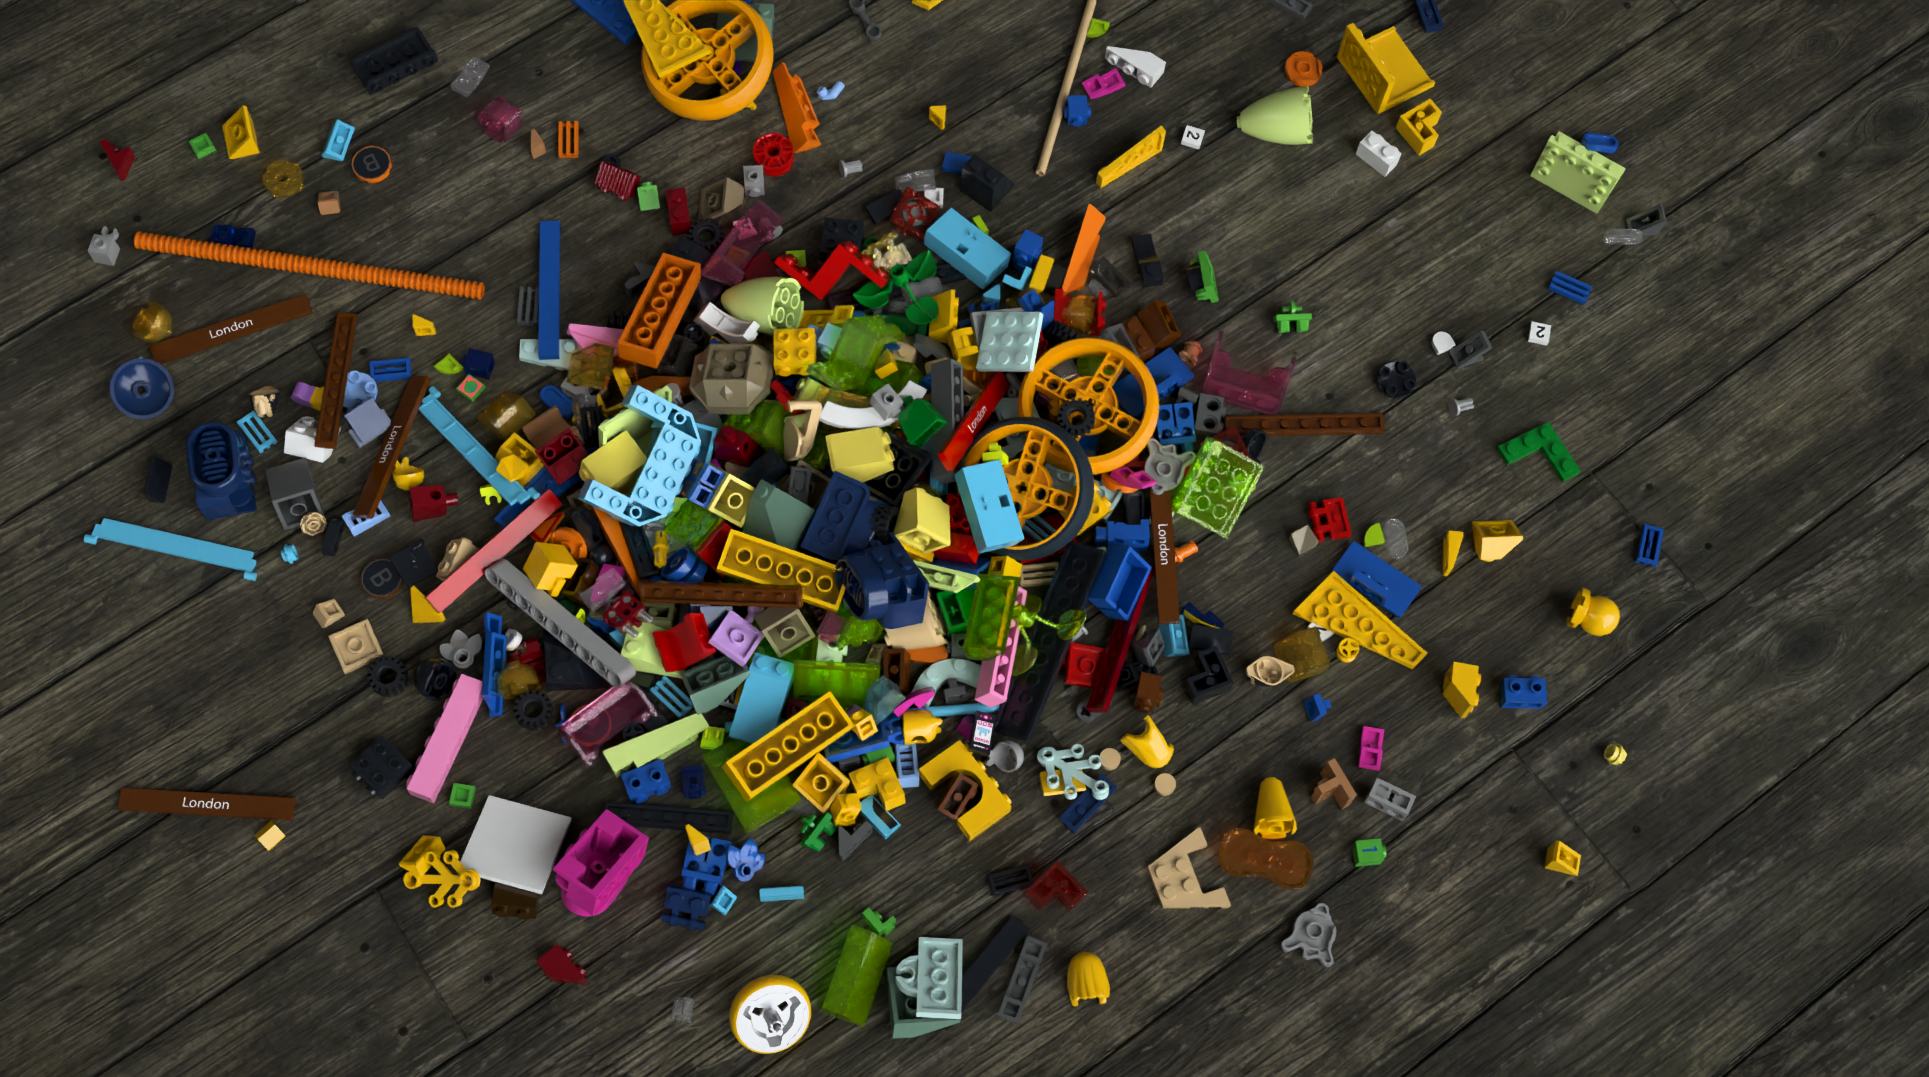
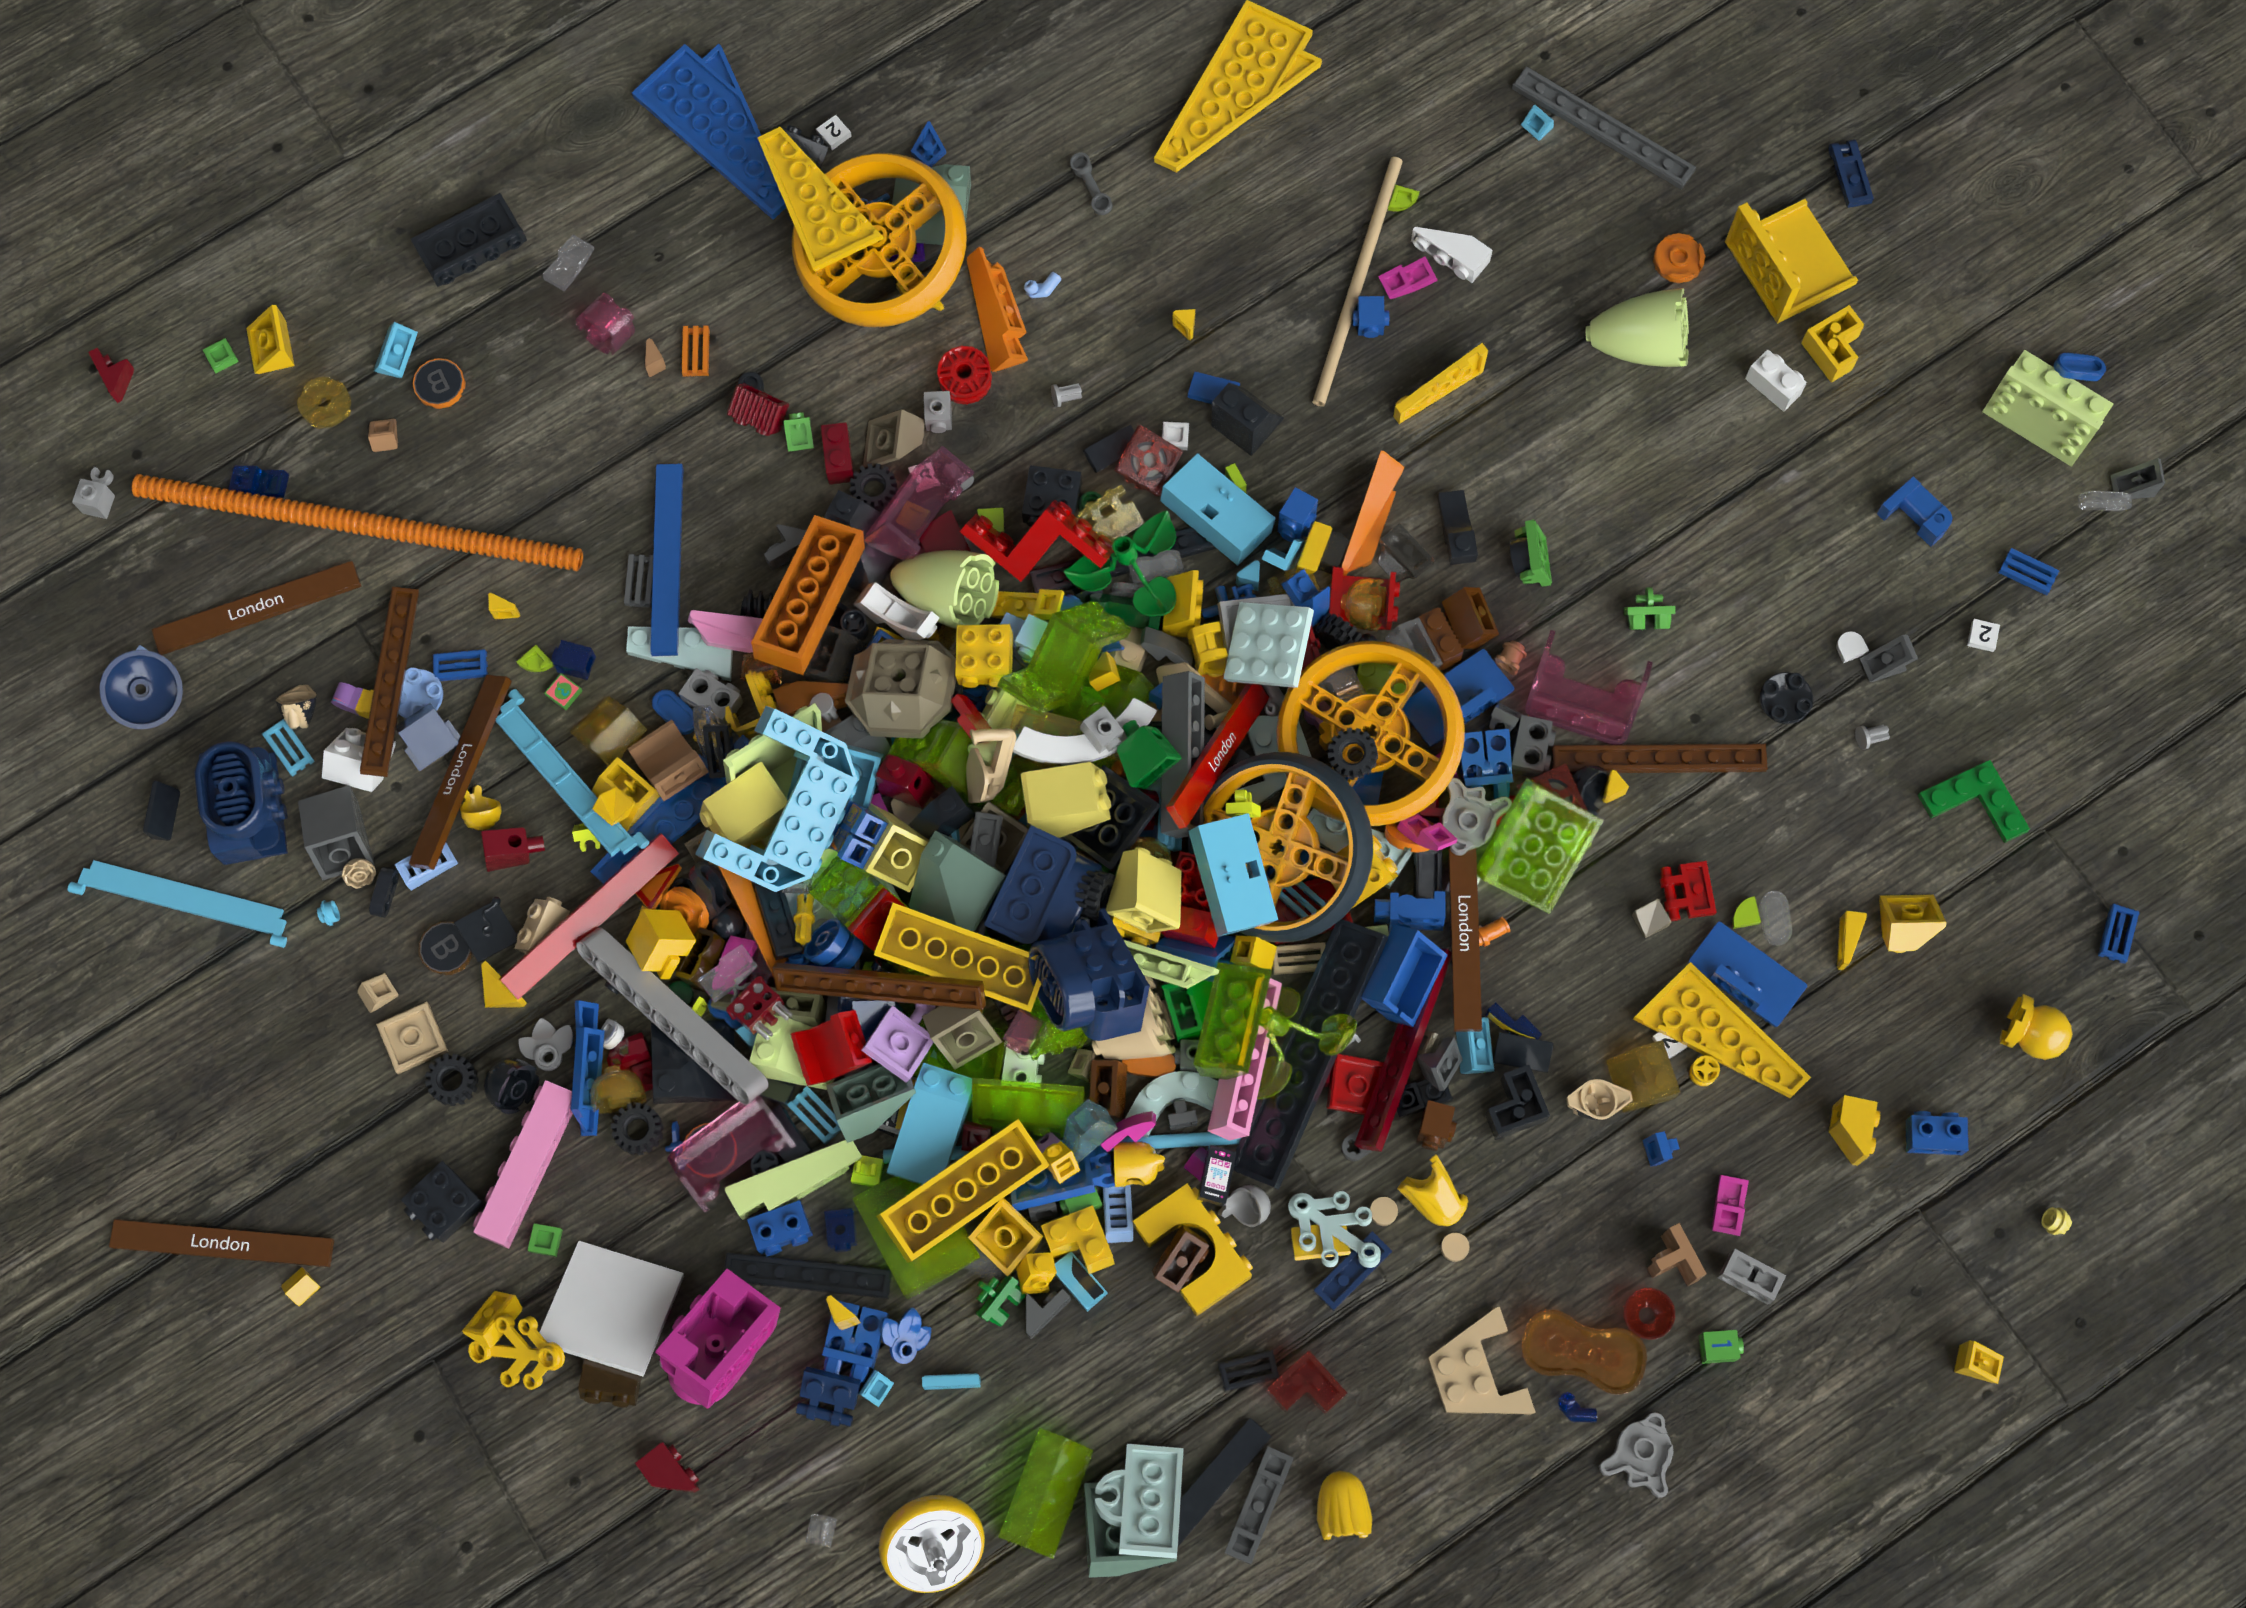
camera: 10 degrees right, 5 degrees up
(153, 323) = (155, 600): clear yellow cylinder -> none
(562, 456) = (679, 792): dark red slope -> none
(591, 366) = (719, 668): clear yellow slope -> none
(875, 920) = (1070, 1420): bright green bracket -> none
(917, 180) = (1152, 414): clear slope -> none
(1192, 137) = (1525, 354): white tile -> none
(1260, 904) = (1574, 1412): none -> clear blue arm
(1272, 445) = (1614, 787): none -> yellow slope
(1273, 811) = (1596, 1287): yellow cone -> none
(1318, 820) = (1661, 1306): none -> clear red piece
(1489, 243) = (1922, 508): none -> blue piece

